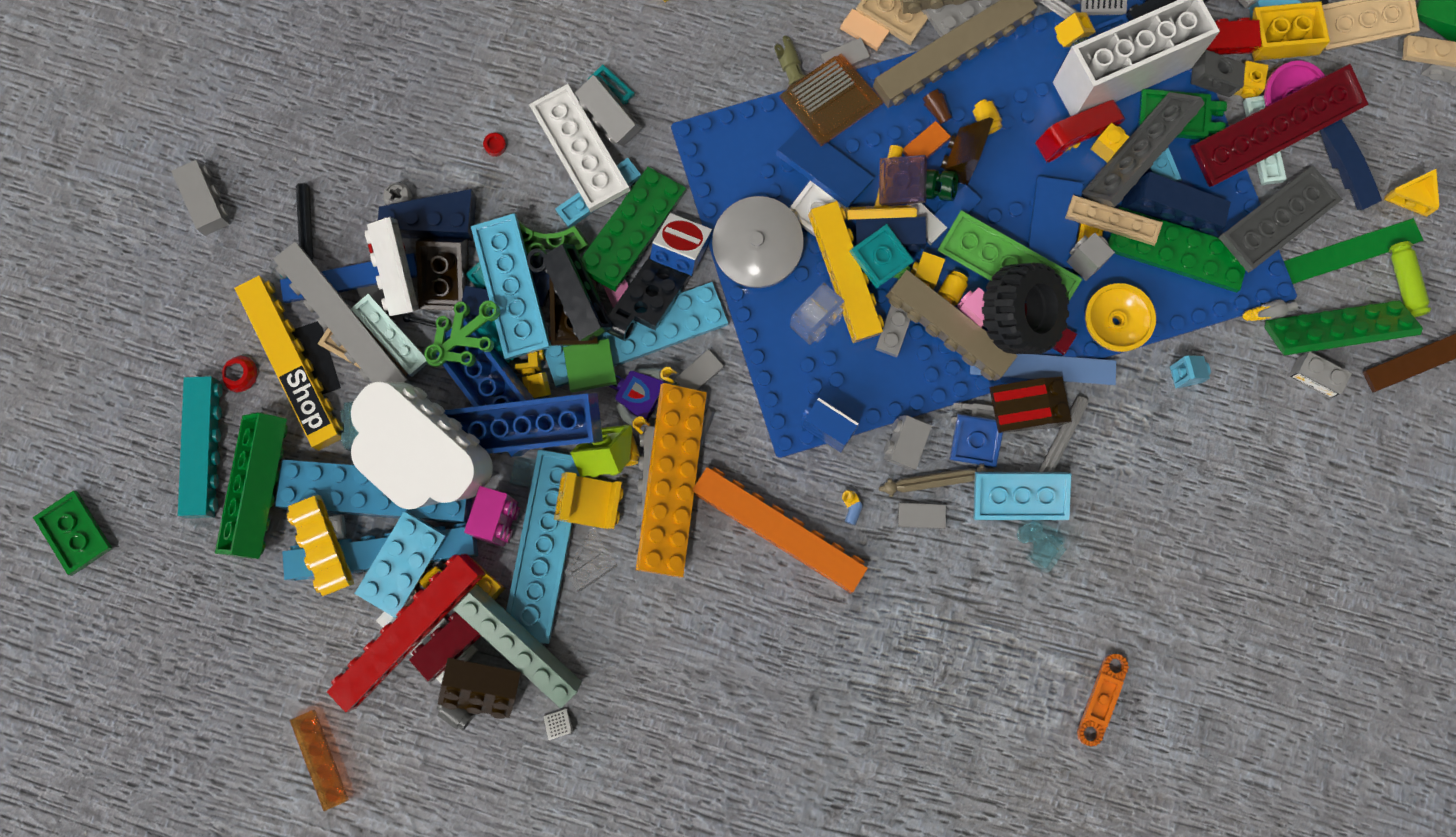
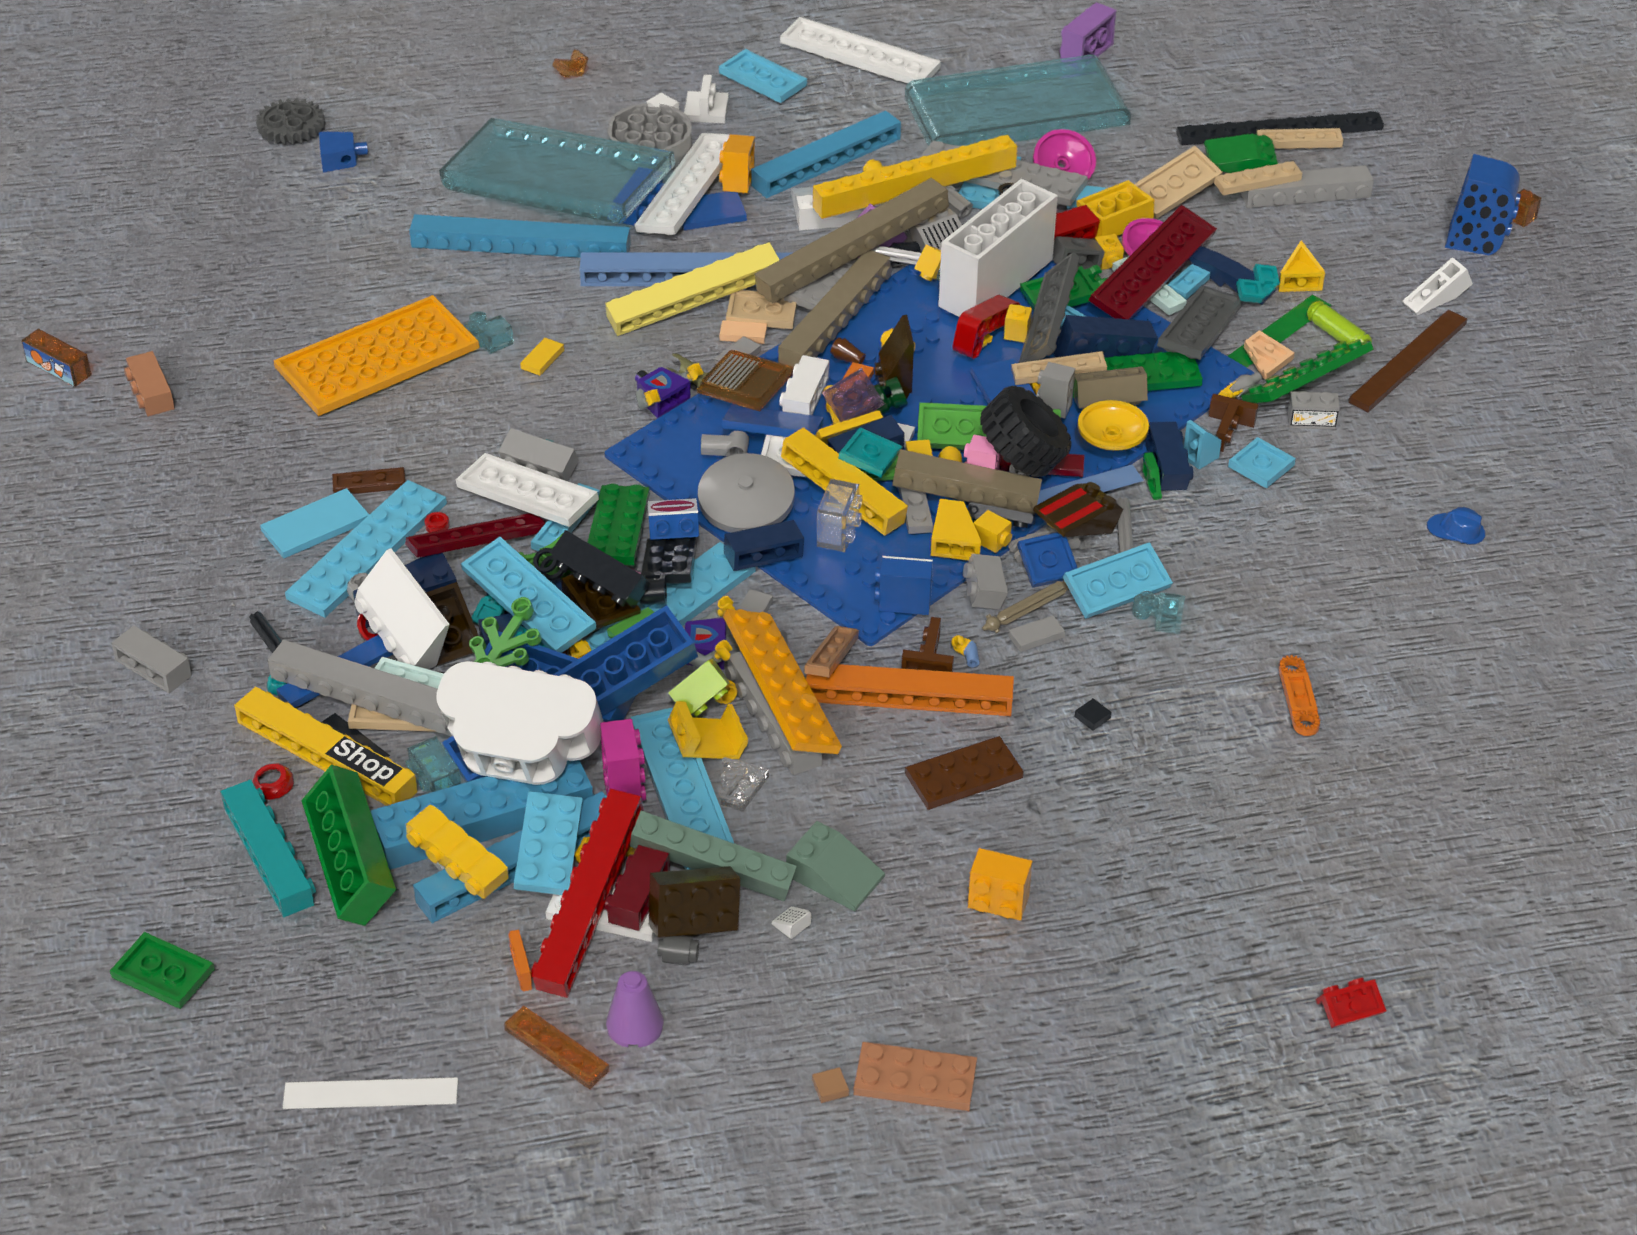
camera: 30 degrees left, 35 degrees down
(172, 726) = (370, 1093): none -> white sticker
(332, 661) = (520, 960): none -> orange tile
(391, 762) = (634, 1012): none -> medium lavender cone
(397, 98) = (314, 523): none -> medium azure tile
(425, 146) = (385, 528): none -> medium azure plate
(462, 68) = (369, 480): none -> reddish brown tile
(507, 184) = (474, 534): none -> dark red tile
(617, 691) = (834, 866): none -> sand green slope
(730, 788) = (999, 884): none -> light orange brick
(733, 463) = (831, 651): none -> medium nougat tile
(739, 312) = (763, 545): none -> dark blue brick
(755, 75) = (664, 389): none -> torso
(775, 177) = (723, 445): none -> light grey piece
(776, 638) = (963, 772): none -> reddish brown plate
(816, 496) = (927, 656): none -> reddish brown bracket
(876, 134) = (805, 386): none -> white brick
(910, 373) = (954, 532): none -> yellow slope
(917, 629) = (1093, 714): none -> black tile
(943, 390) = (993, 531): none -> yellow brick
(962, 372) = (1020, 519): none -> hinge
(1125, 383) = (1151, 474): none -> green tile
(1146, 267) = (1119, 384): none -> dark tan brick
(1153, 370) = (1170, 455): none -> dark blue brick
(1234, 413) = (1261, 462): none -> medium azure plate
(1245, 343) = (1232, 413): none -> reddish brown bracket
(1304, 153) = (1189, 281): none -> medium azure plate
(1321, 281) = (1267, 354): none -> light nougat wing
(1359, 198) = (1259, 289): none -> teal tile
(1364, 572) = (1458, 525): none -> blue piece

